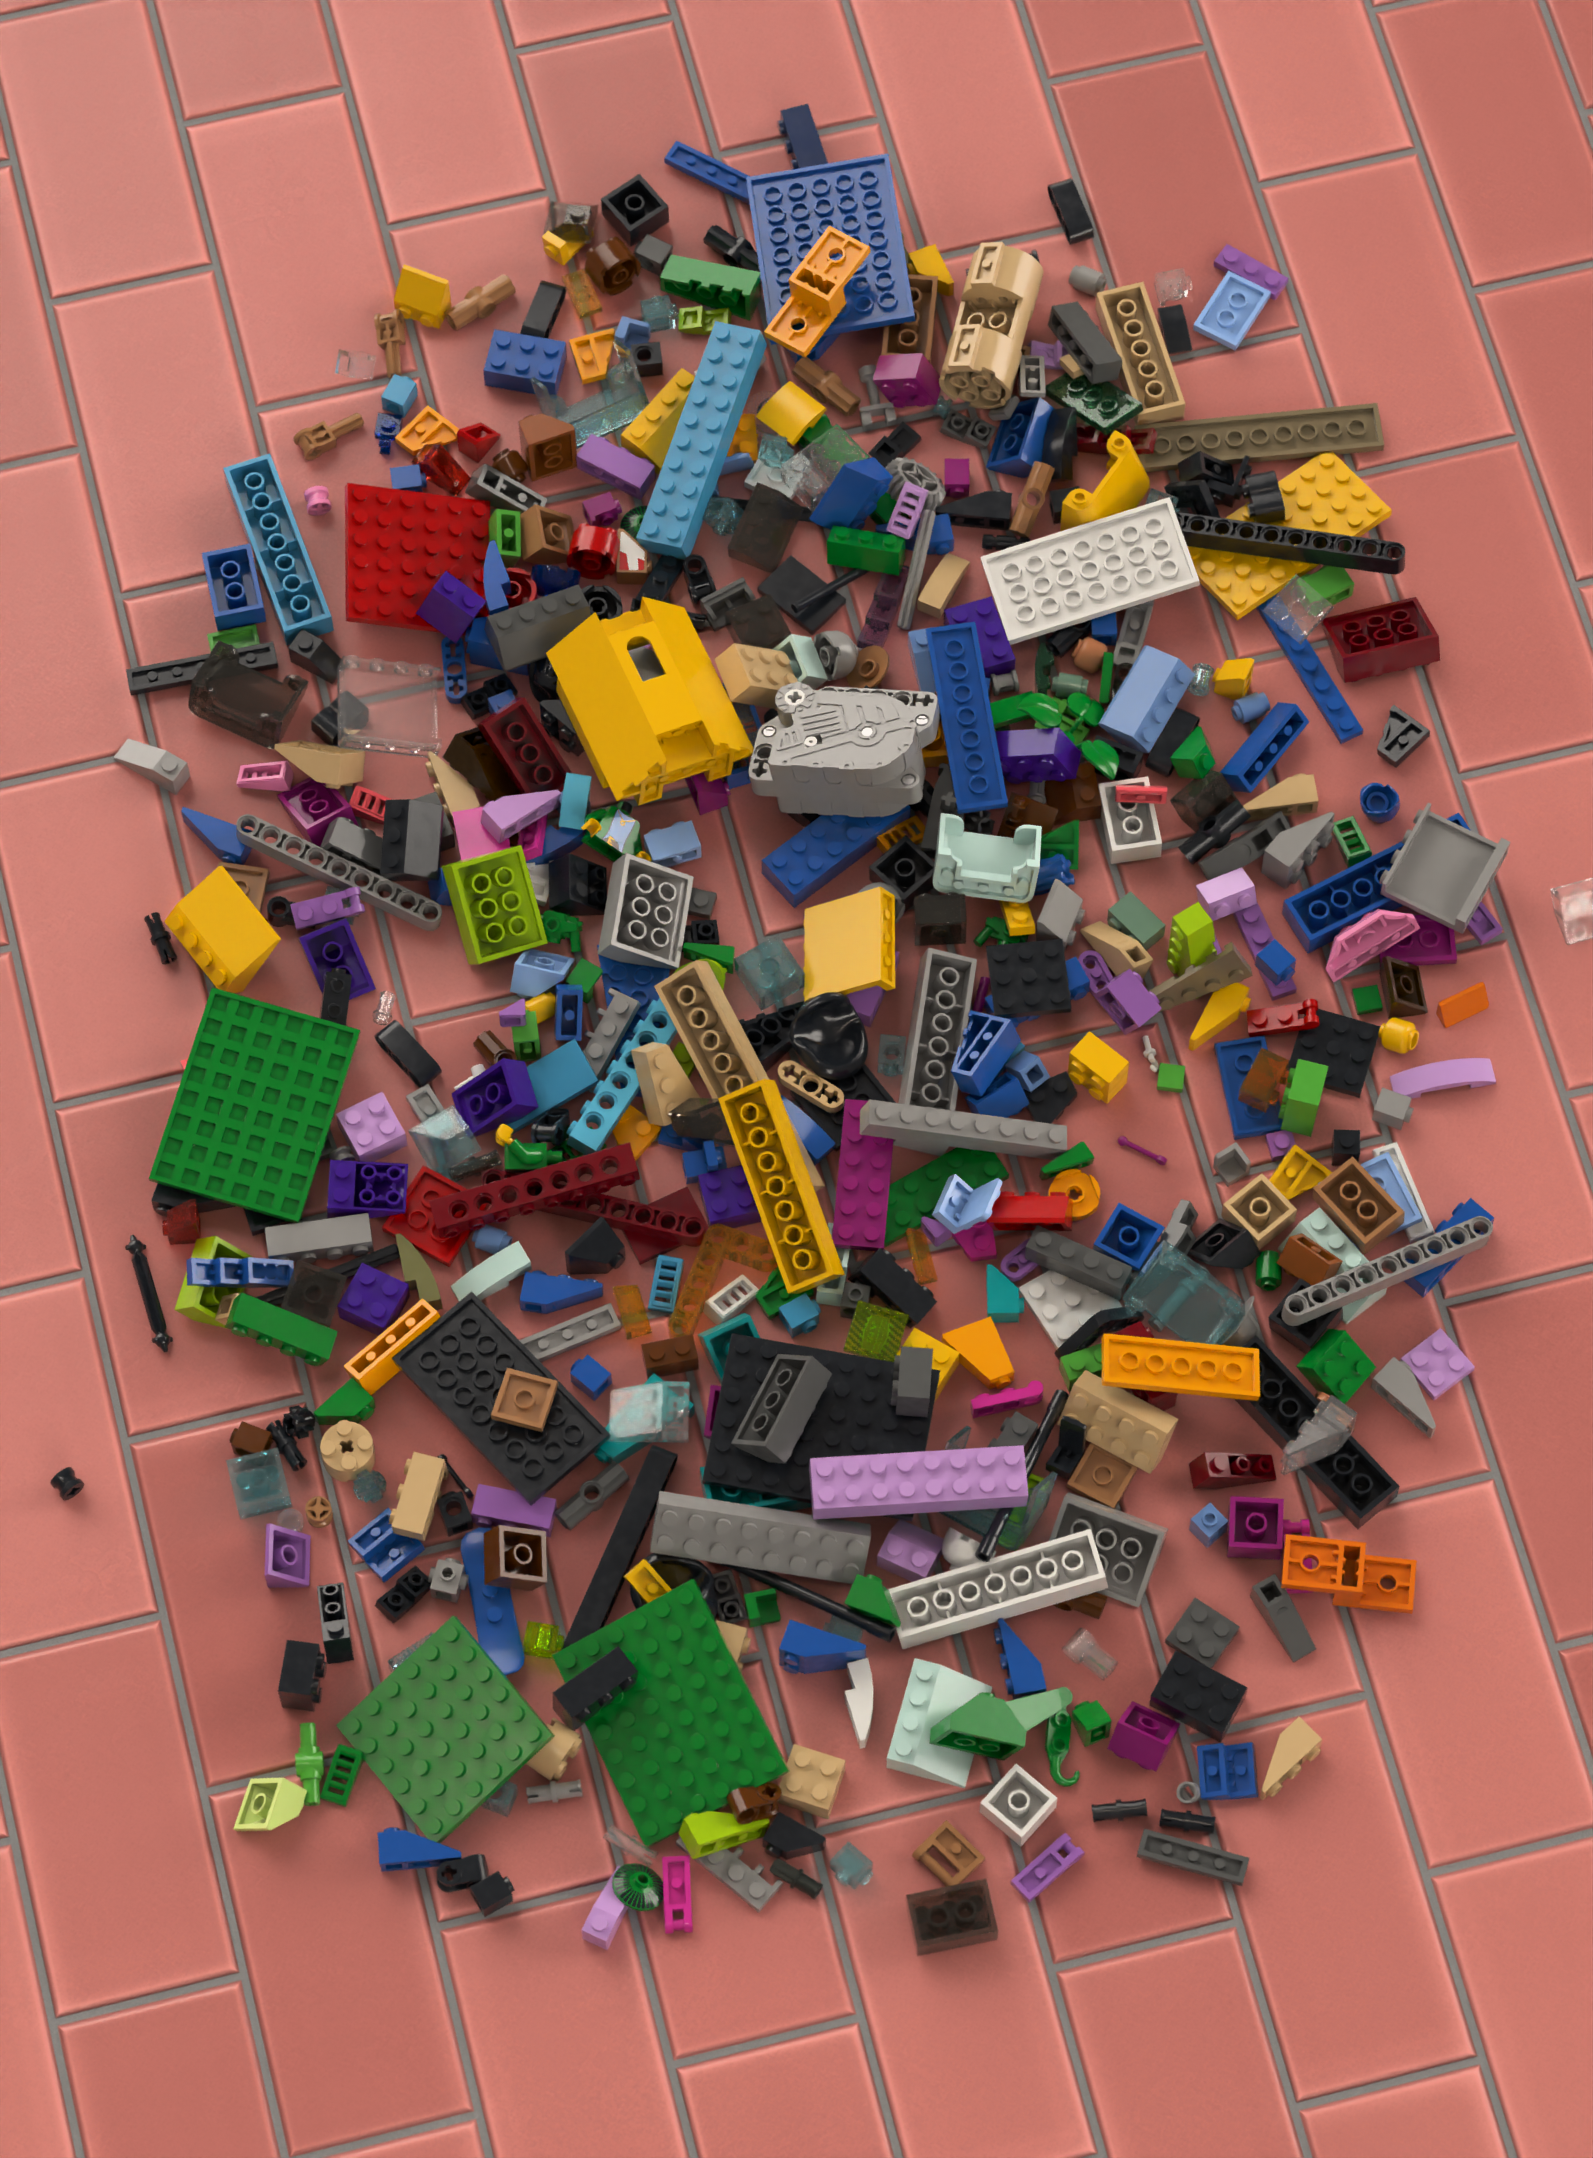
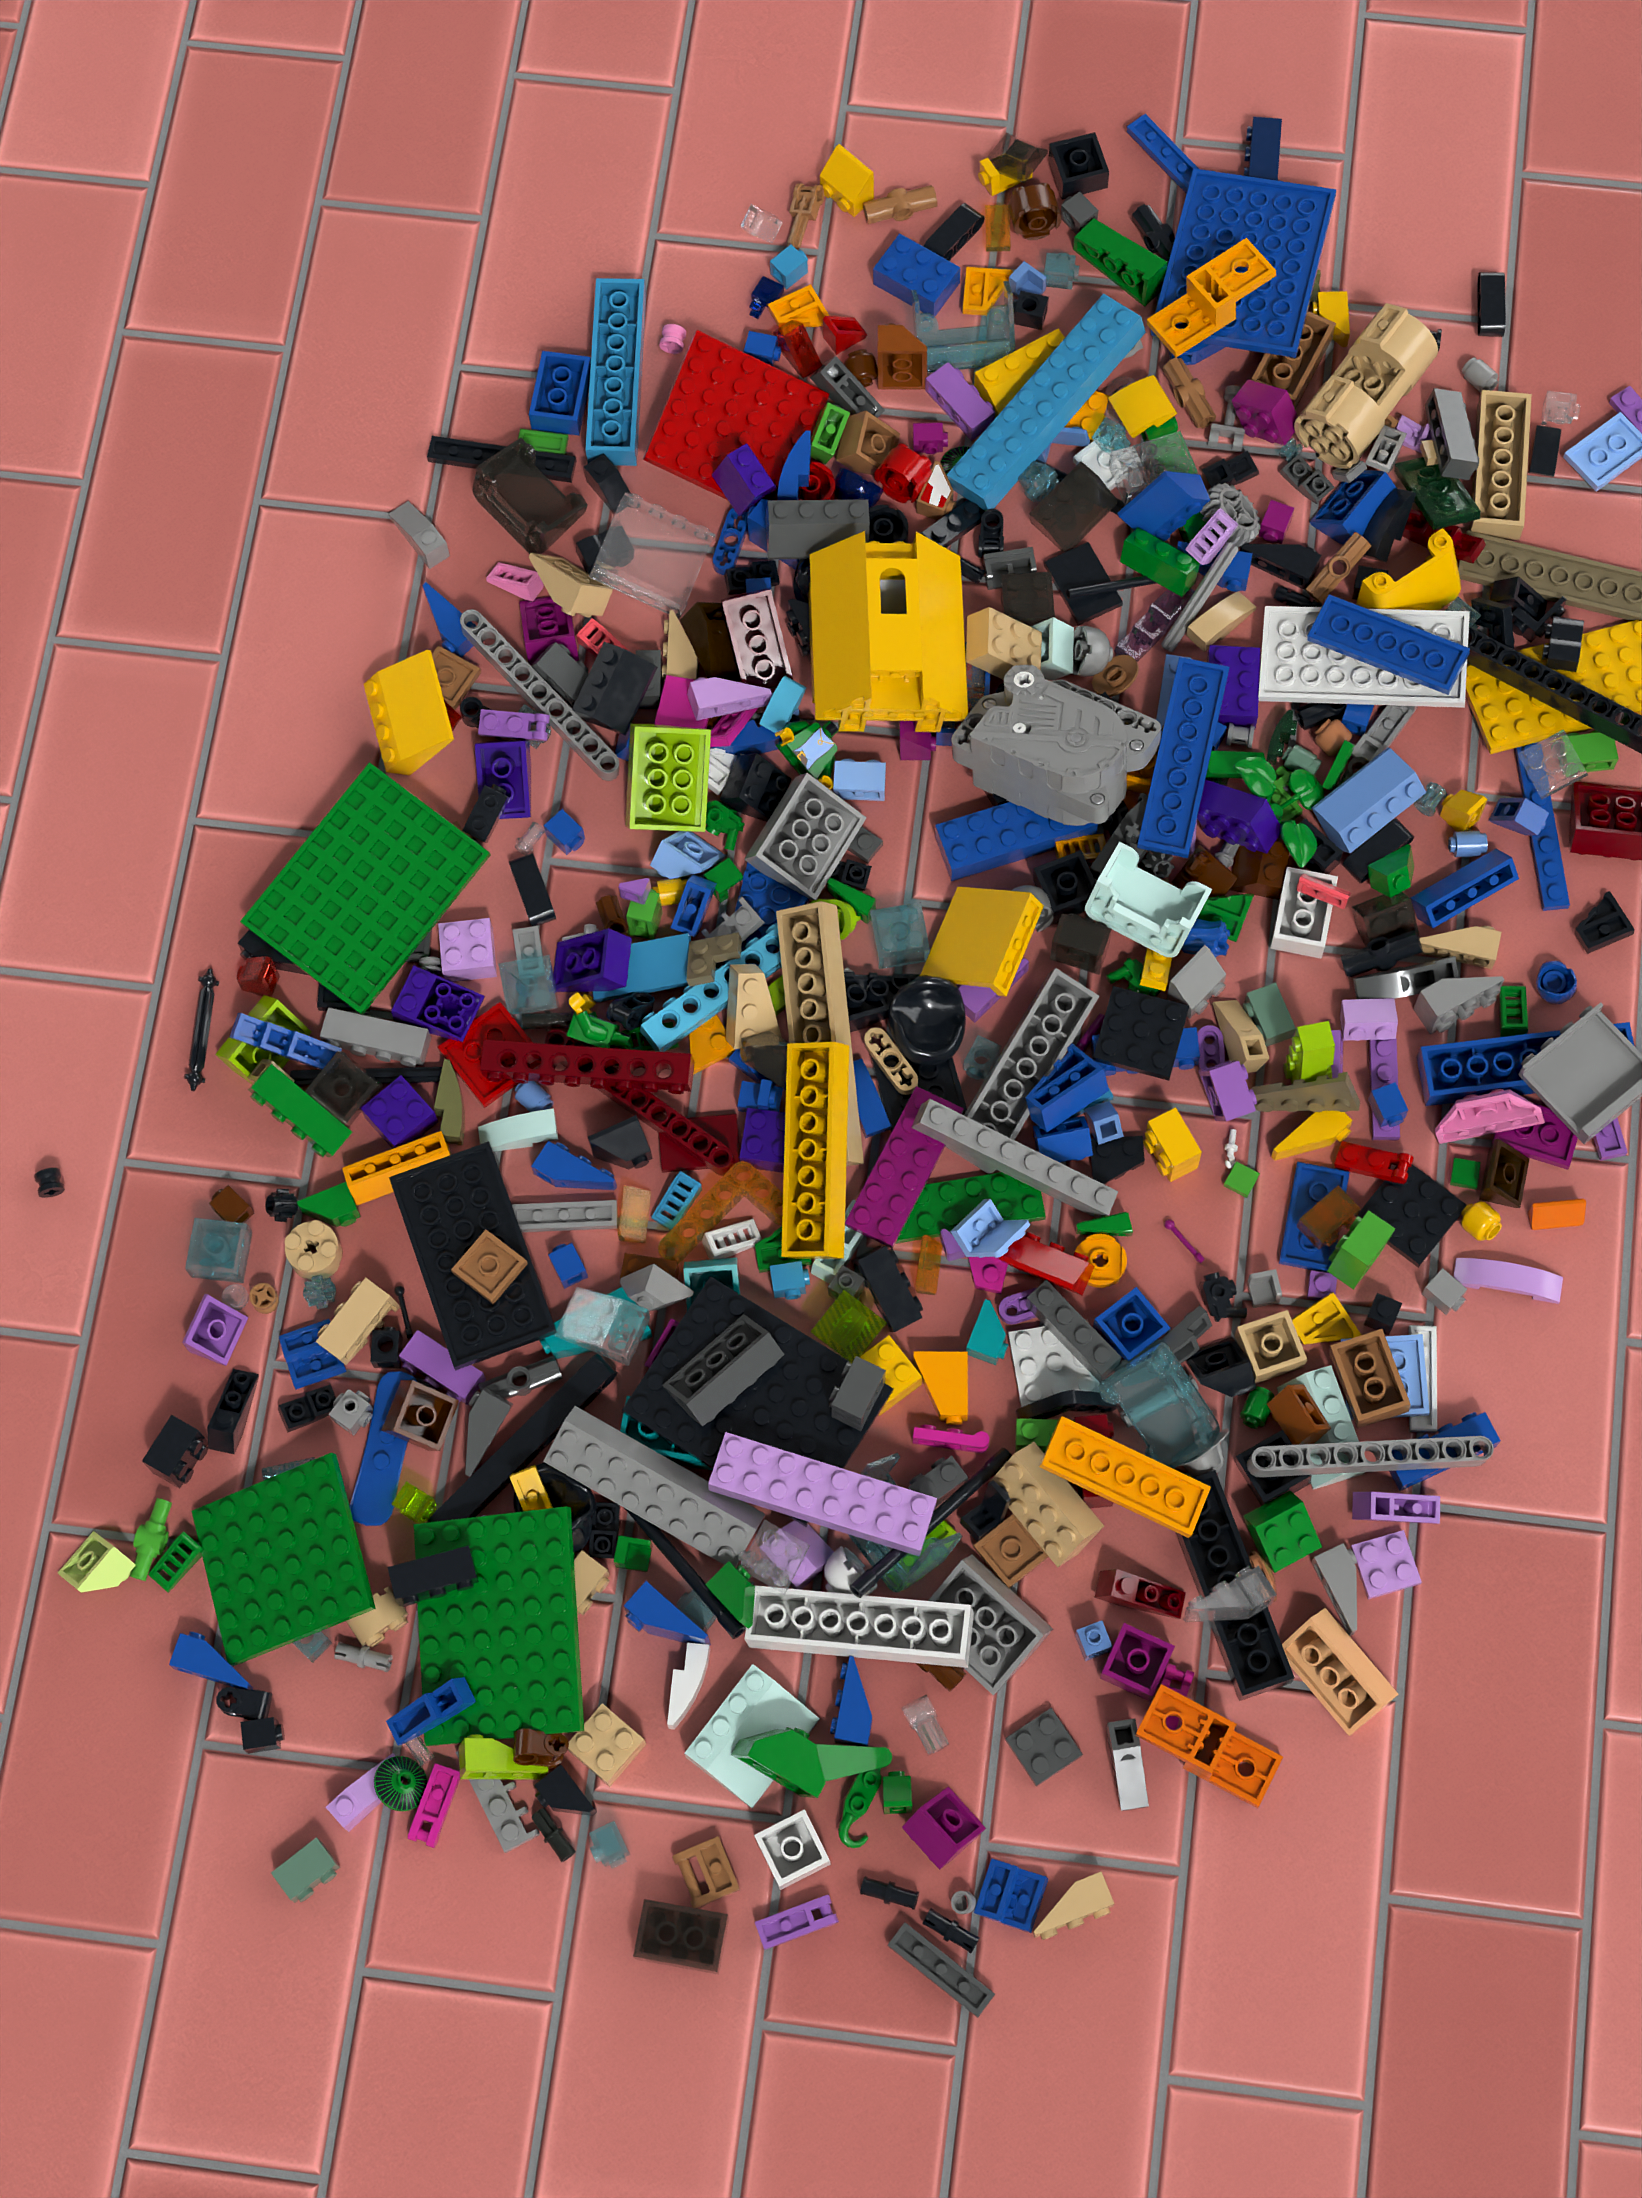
camera: 25 degrees right, 5 degrees up
(160, 938) = (356, 698): black pin -> none
(286, 1445) = (262, 1223): black pin -> none
(323, 438) = (702, 281): medium nougat connector -> none
(415, 990) = (564, 832): none -> blue brick
(577, 1541) = (484, 1422): none -> dark grey slope
(585, 1995) = (306, 1870): none -> sand green brick
(601, 1050) = (707, 952): none -> dark tan plate
(640, 1809) = (431, 1710): none -> blue slope
(684, 1362) = (654, 1288): none -> light grey slope
(698, 321) = (1092, 287): lime slope -> none
(896, 1556) = (774, 1556): none -> clear hinge
(1109, 552) = (1388, 644): none -> blue plate
(1190, 1186) = (1216, 1295): none -> black piece
(1198, 1696) = (1012, 1809): black brick -> none
(1286, 665) = (1519, 816): none -> blue slope
(1425, 1310) = (1396, 1507): none -> medium lavender slope
(1434, 1470) = (1337, 1671): none -> light nougat slope

